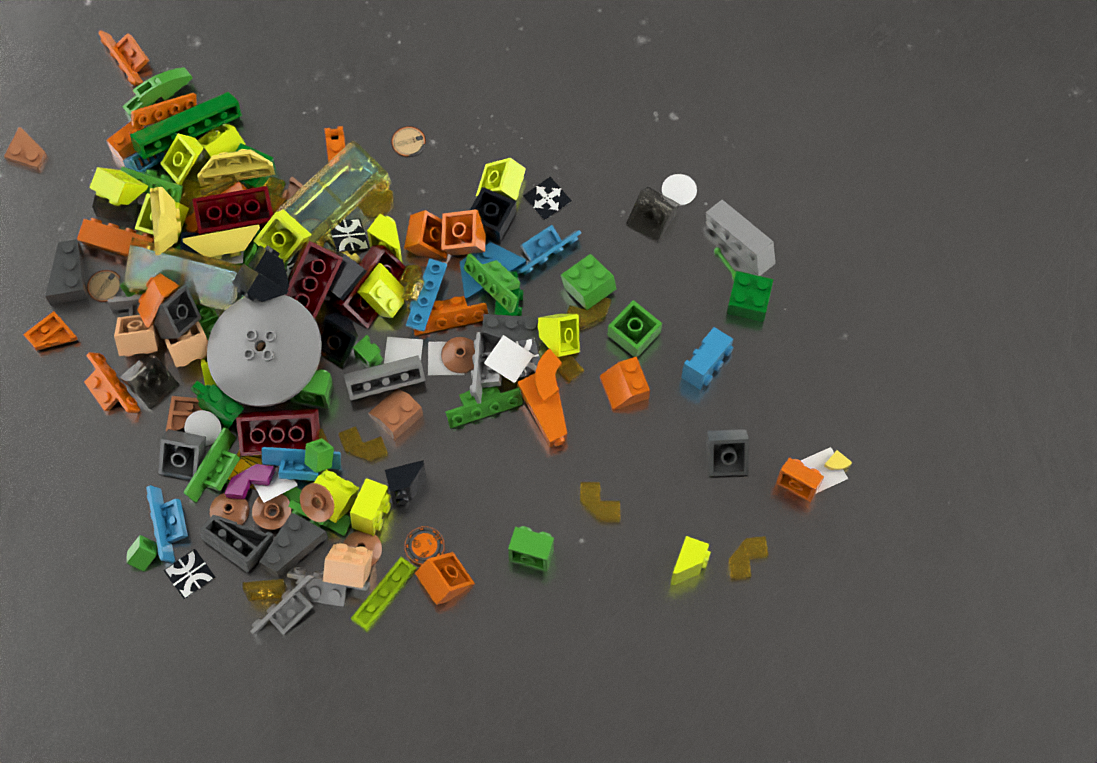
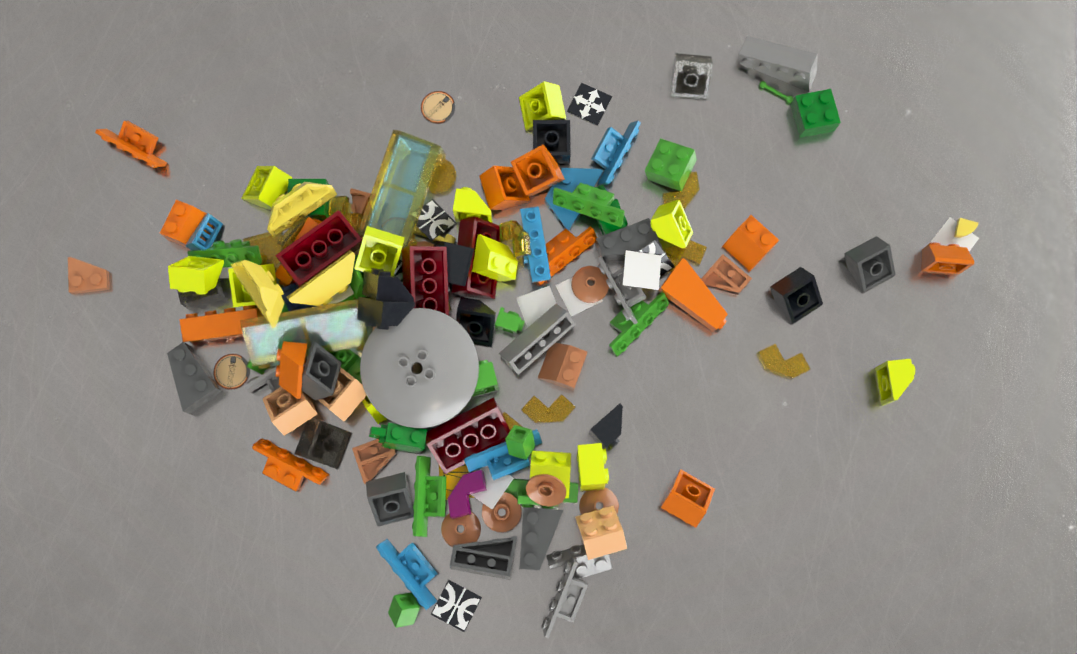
camera: 25 degrees left, 10 degrees up
(49, 333) = (204, 442): orange wing -> none
(161, 85) = (181, 158): bright green slope -> none
(162, 110) = (198, 180): orange bracket -> none
(181, 157) = (241, 218): neon yellow slope -> none
(189, 123) = (227, 185): green brick -> none
(203, 424) = (396, 462): white sticker -> none
(264, 589) = (538, 591): clear yellow tile -> none
(337, 145) = (376, 142): orange plate -> none
(383, 594) = (641, 538): lime tile -> none
(423, 544) = (653, 476): tile -> none
(531, 548) = (753, 435): bright green brick -> none
(545, 375) = (683, 269): orange tile -> none
(586, 402) = (726, 276): none -> nougat wing
(634, 329) = (733, 189): bright green brick -> none
(643, 448) = (797, 294): none -> black slope
(679, 188) = (699, 42): white sticker -> none
(707, 358) = (809, 187): dark azure wedge -> none
(749, 549) = (930, 357): clear yellow tile -> none

